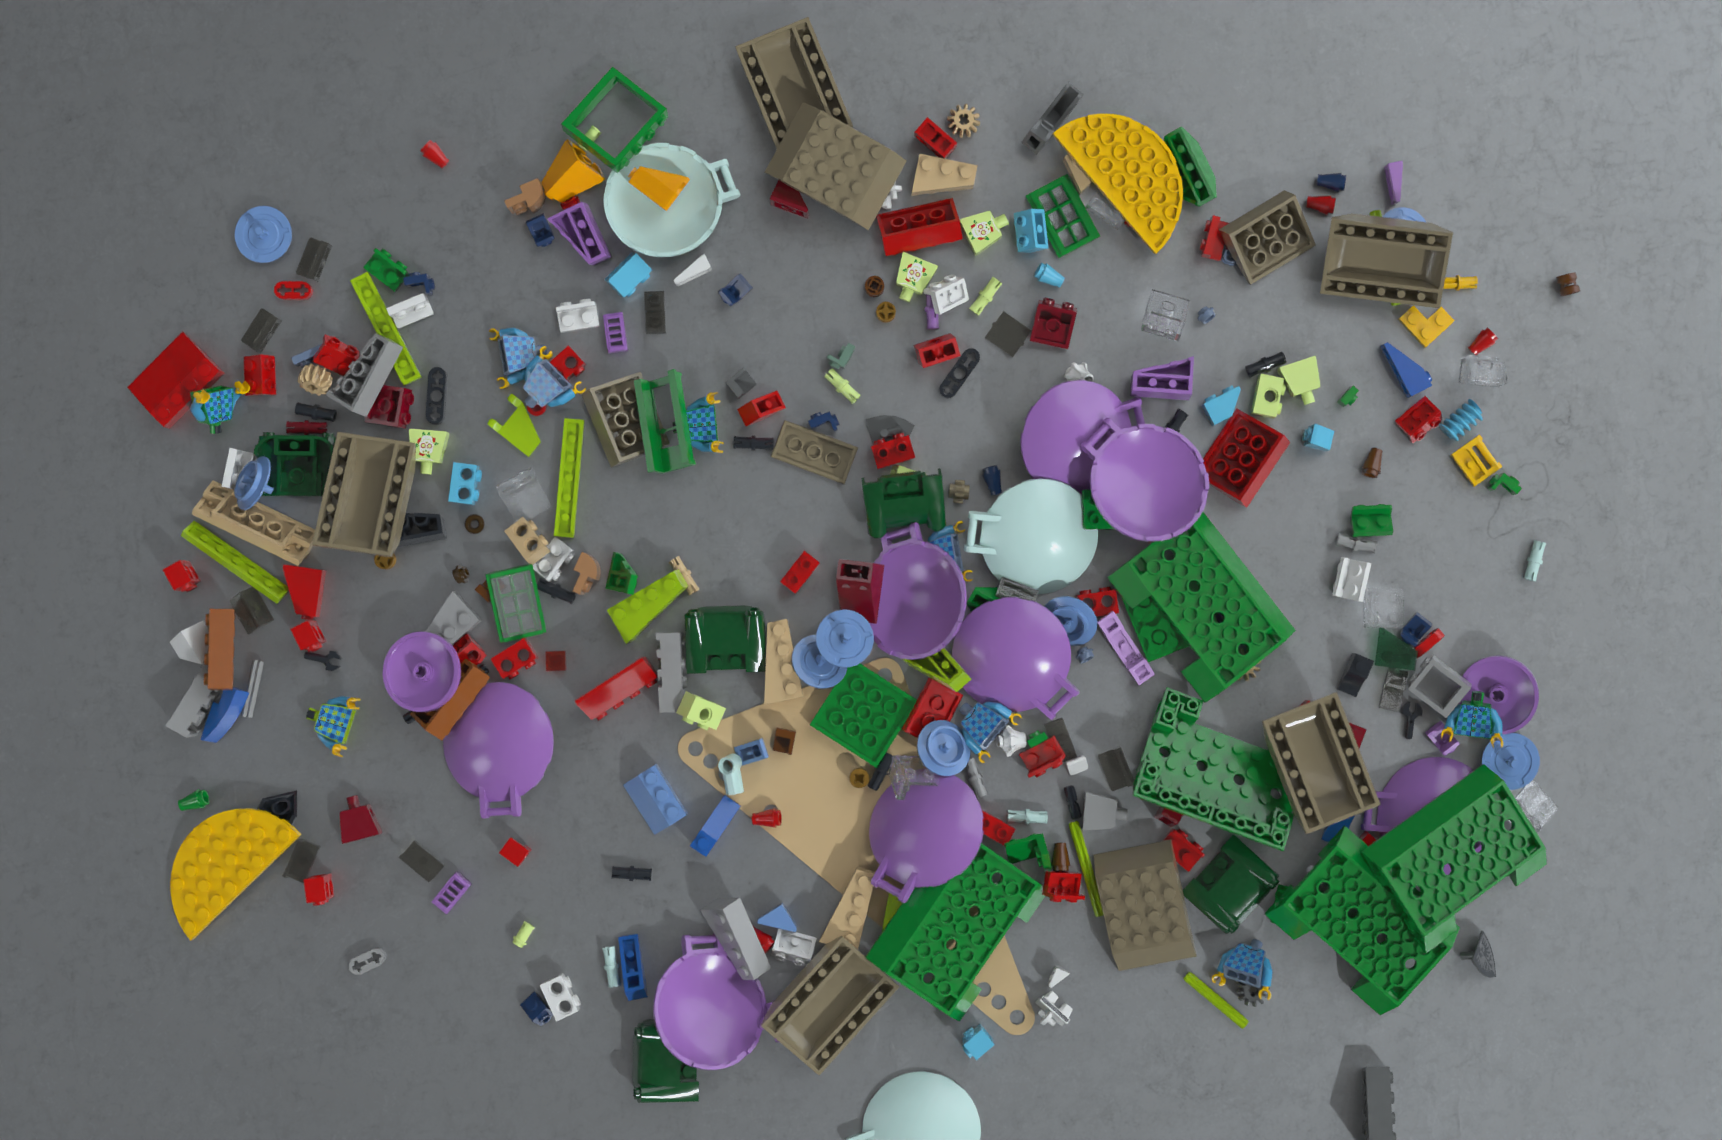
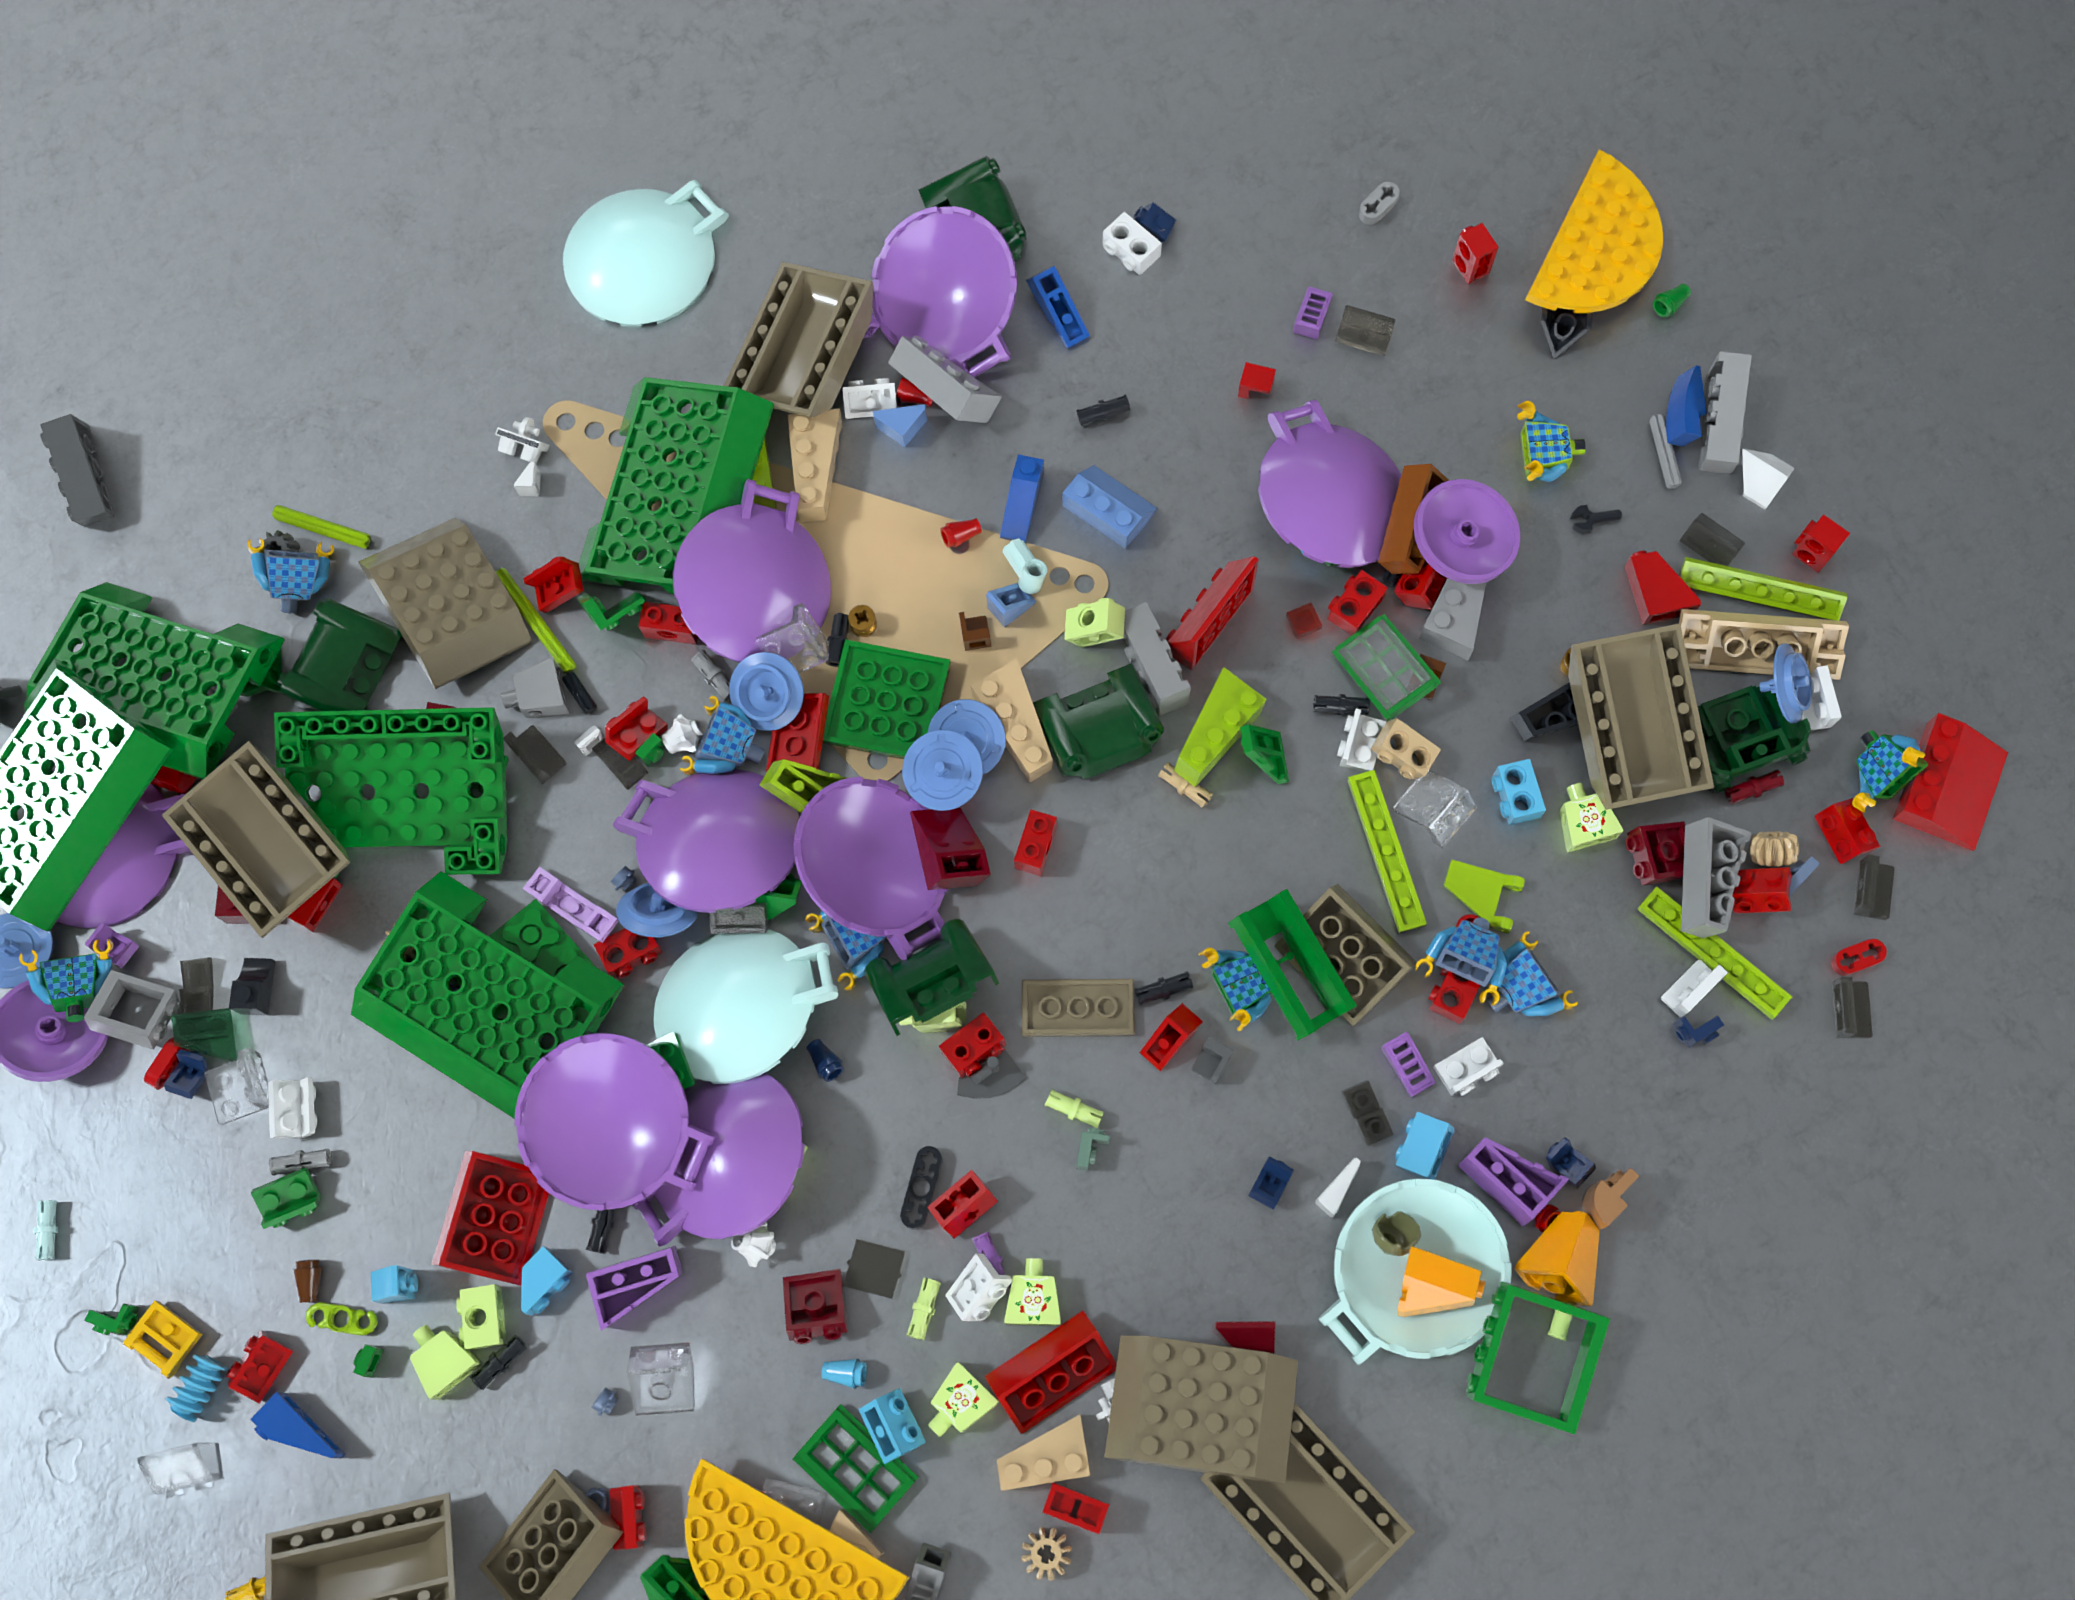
camera: 160 degrees right, 15 degrees down
(221, 649) = (1729, 470): dark orange wedge -> none
(263, 234) = (1936, 1013): medium blue piece -> none
(301, 860) = (1510, 281): clear smoke panel -> none
(308, 636) = (1627, 530): red brick -> none
(315, 412) = (1752, 811): black pin -> none
(358, 821) = (1462, 346): dark red torso -> none
(386, 270) = (1750, 1032): green bracket -> none
(434, 154) = (1761, 1214): red cone -> none
(442, 381) = (1620, 908): black beam -> none
(461, 574) = (1471, 679): dark brown plate -> none
(470, 519) = (1486, 742): dark brown plate -> none
(523, 934) = (1206, 289): yellowish green pin -> none
(588, 568) = (1310, 739): medium nougat brick -> none
(611, 966) = (1084, 300): light aqua pin -> none
(670, 225) = (1396, 1233): none -> olive hair
(819, 419) = (1087, 1051): dark blue bracket -> none
(874, 290) = (1082, 1266): reddish brown wheel -> none
(885, 308) = (1051, 1228): pearl gold wheel -> none
(958, 491) = (864, 1026): dark tan gear -> none
(977, 1042) = (601, 368): medium azure brick -> none
(1027, 816) = (631, 653): light aqua pin -> none
(1060, 858) = (571, 618): reddish brown cone -> none
(1185, 852) = (414, 685): red bracket -> none
(1349, 429) = (331, 1310): none -> lime piece
(1410, 718) = (164, 959): black bar -> none
(1425, 329) = (286, 1501): yellow plate -> none
(1483, 341) = (196, 1515): red cone -> none

